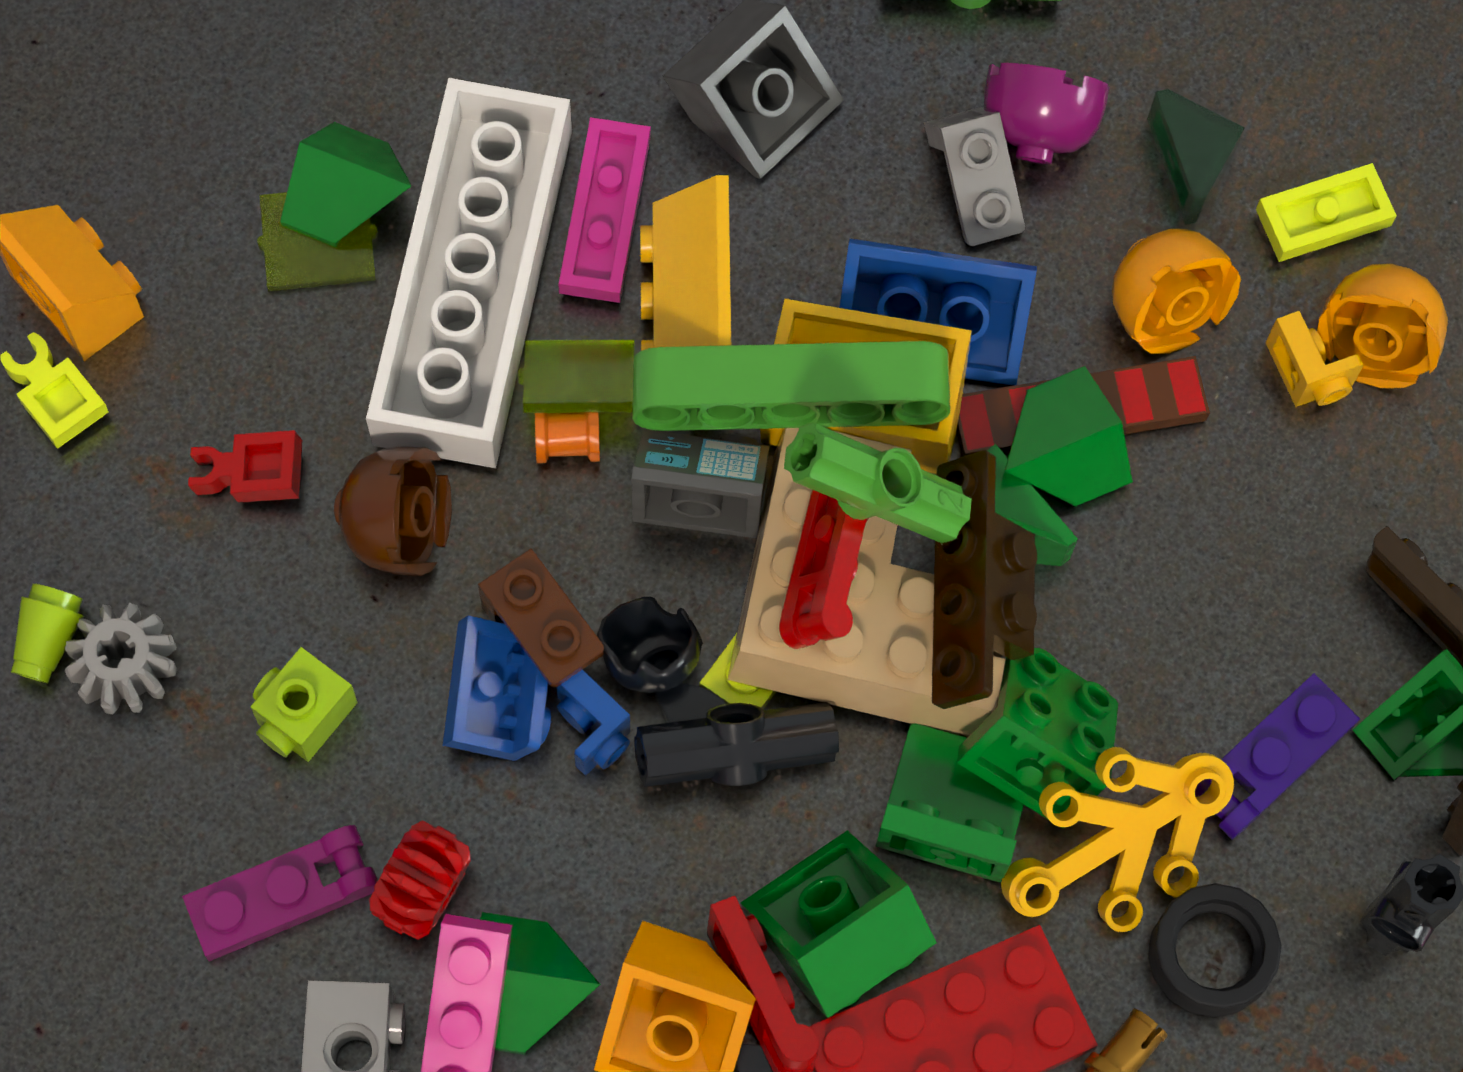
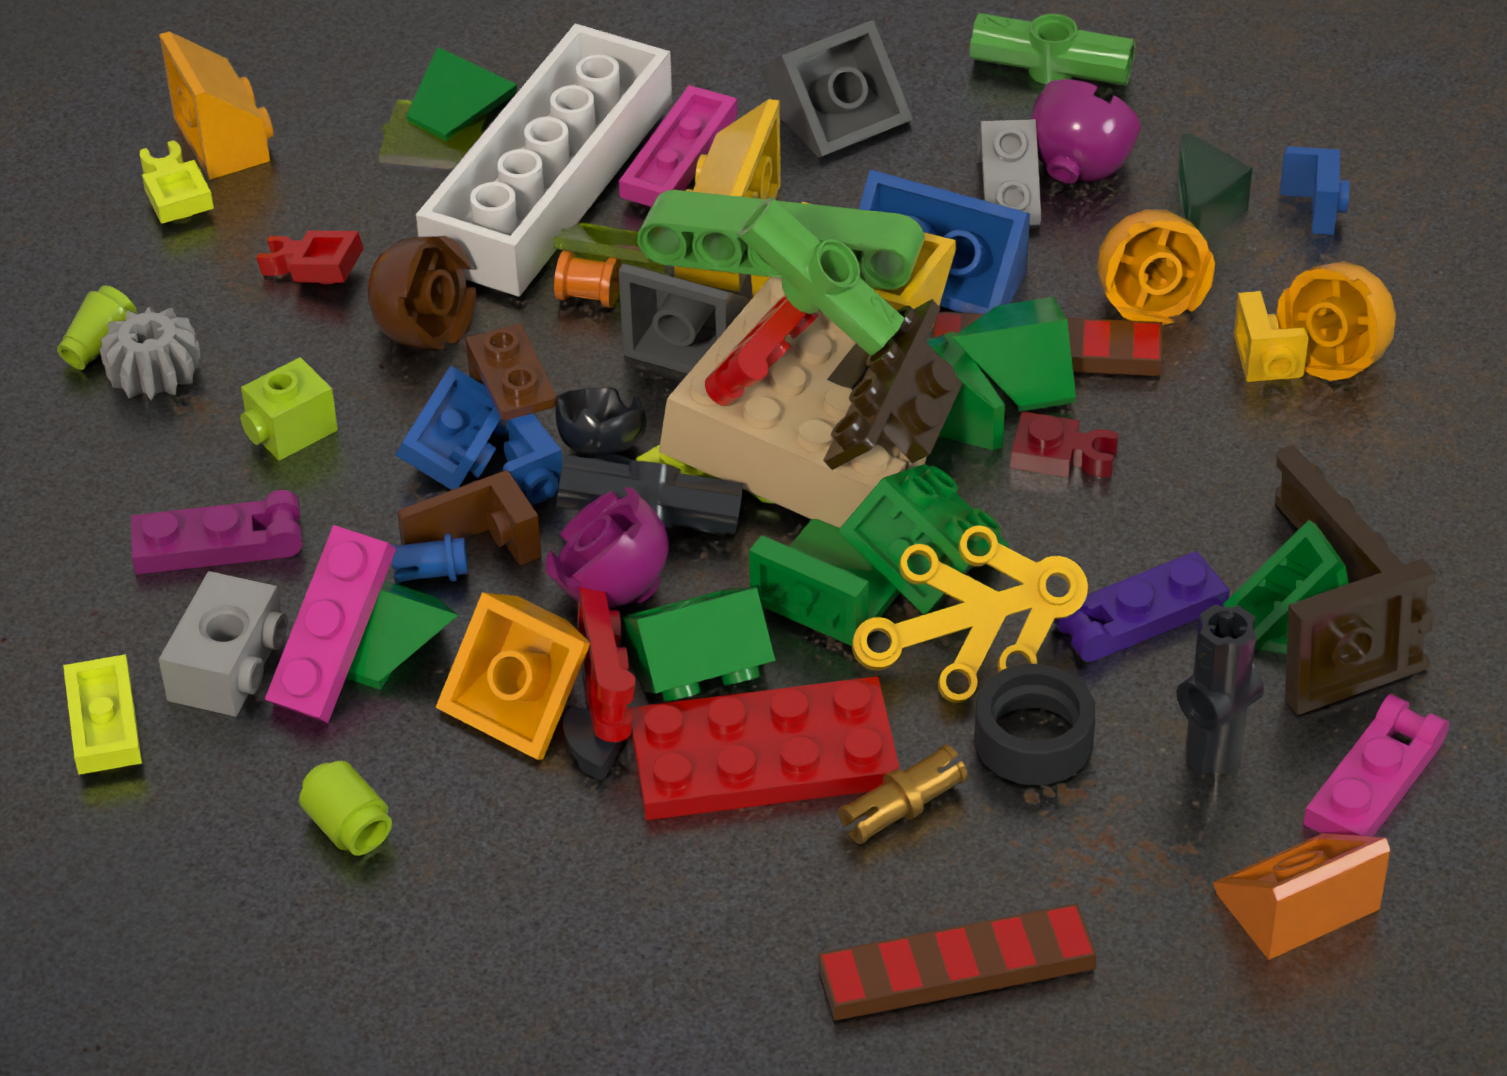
camera: 20 degrees right, 25 degrees down
(419, 879) = (332, 503): red gear -> none
(525, 878) = (430, 560): none -> blue pin
(596, 811) = (480, 506): none -> reddish brown bracket
(721, 842) = (612, 549): none -> magenta cylinder
(1124, 553) = (1055, 444): none -> dark red plate
(1320, 126) = (1316, 175): none -> blue bracket
(1325, 212) = (1292, 248): neon yellow plate -> none

